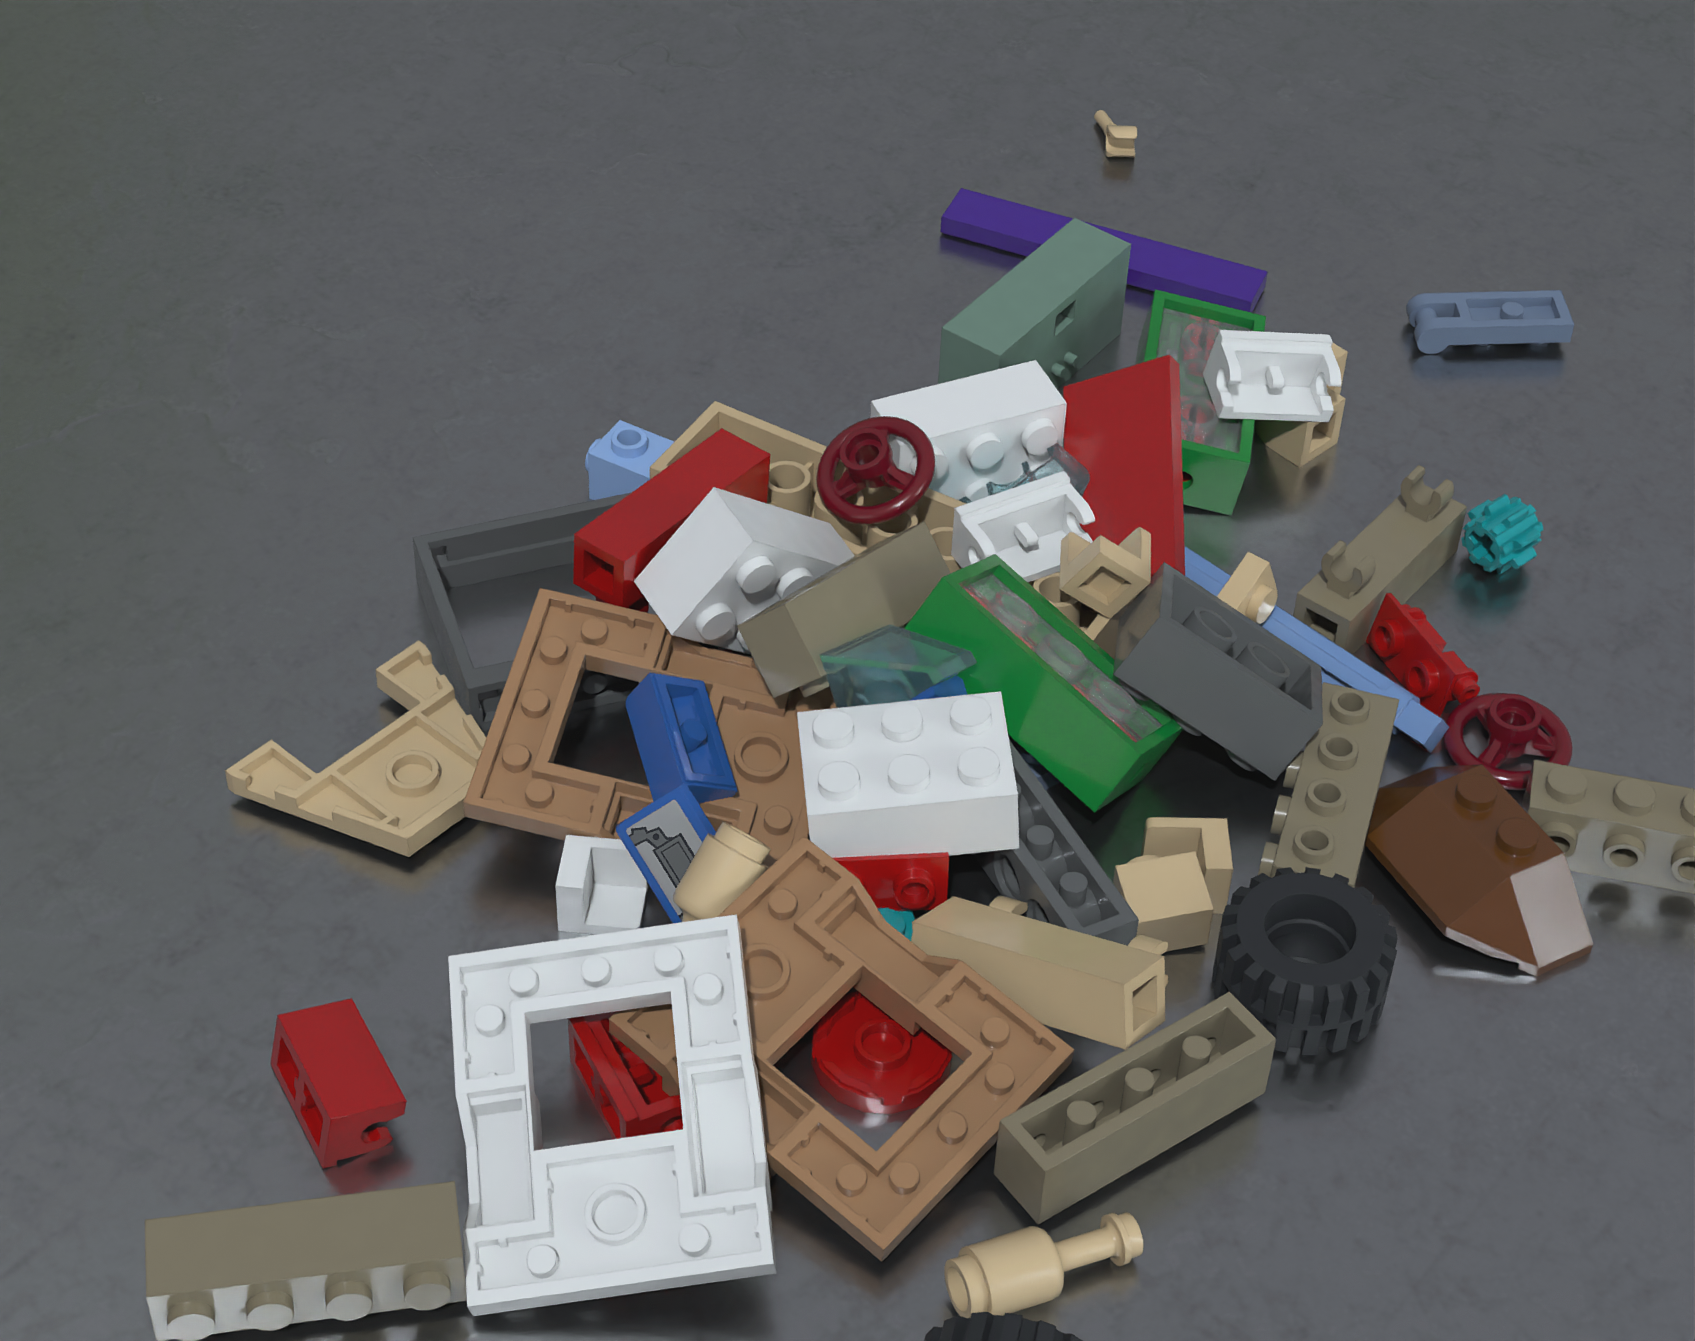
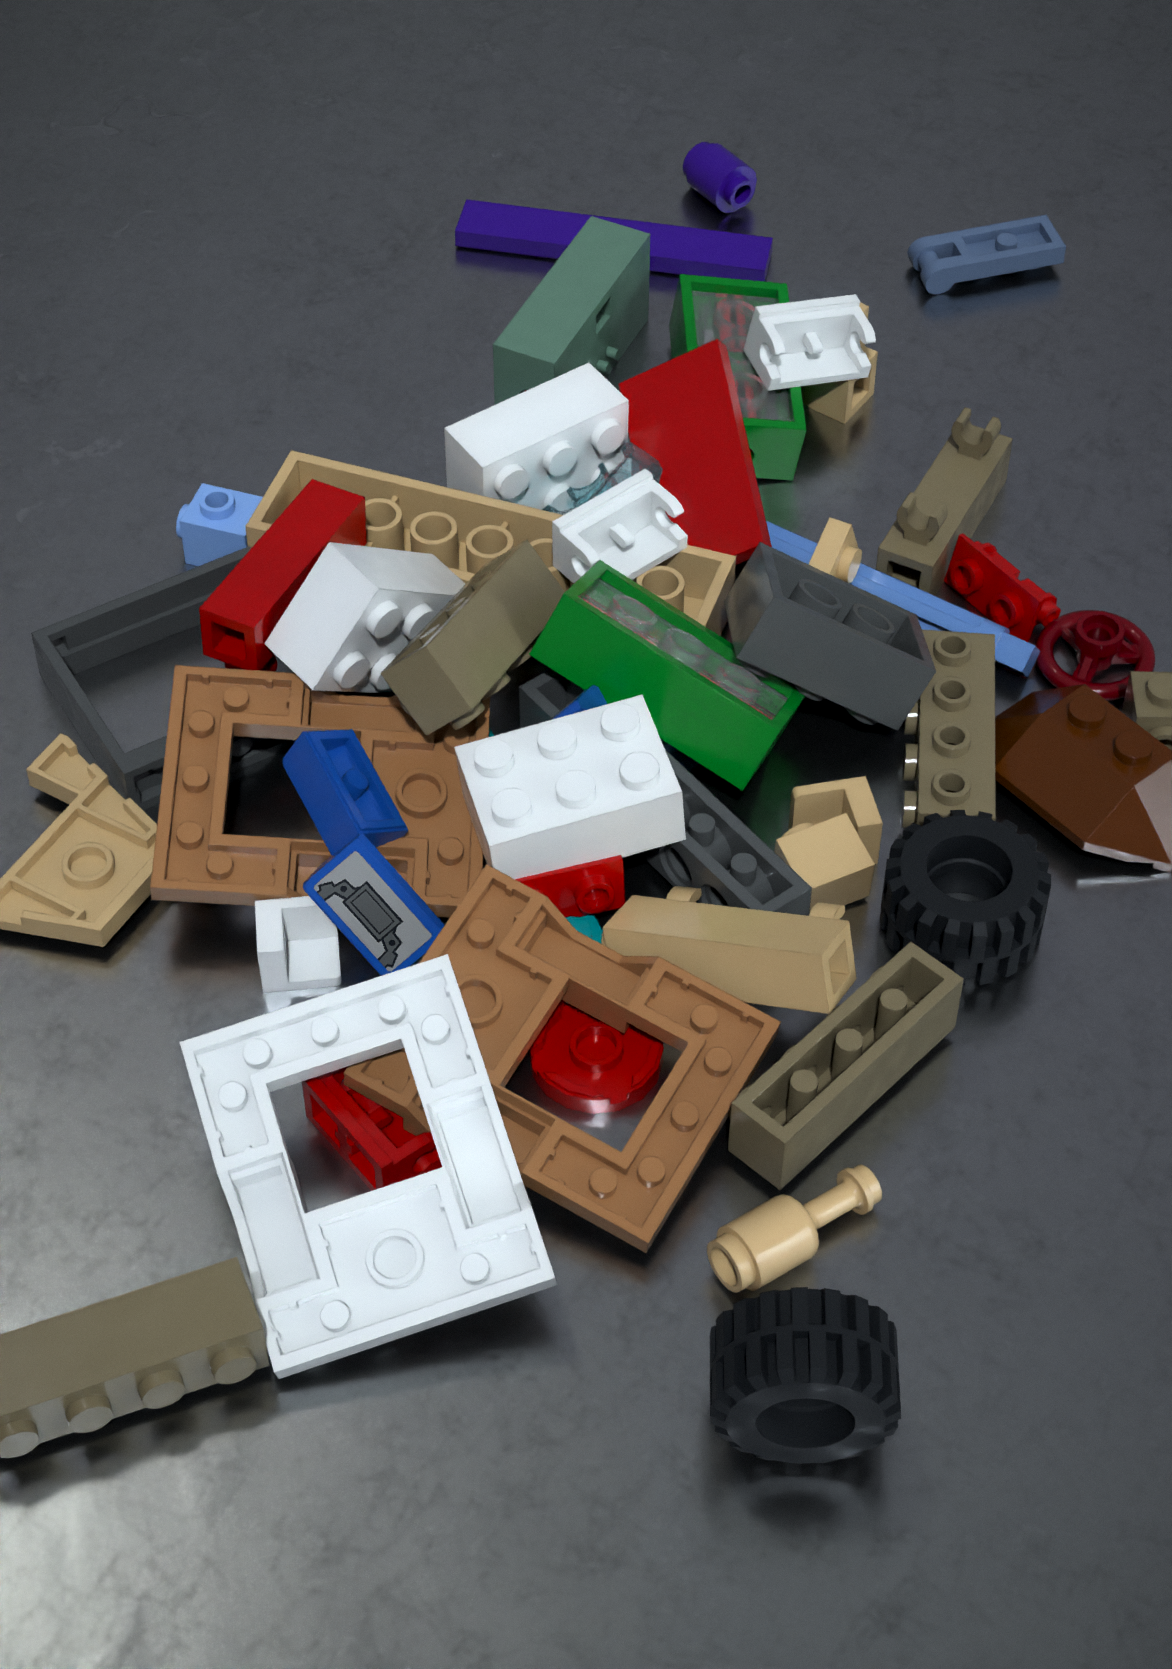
camera: 10 degrees left, 5 degrees up
(335, 1080) = (91, 1178): red hinge -> none
(720, 873) = (414, 916): tan piece -> none
(869, 464) = (448, 473): dark red piece -> none
(890, 666) = (532, 687): clear light blue slope -> none
(1105, 573) = (705, 560): tan panel -> none
(1119, 139) = (601, 127): tan hand -> none
(1227, 203) = (719, 176): none -> dark purple brick
(1502, 534) = (1047, 459): teal gear -> none

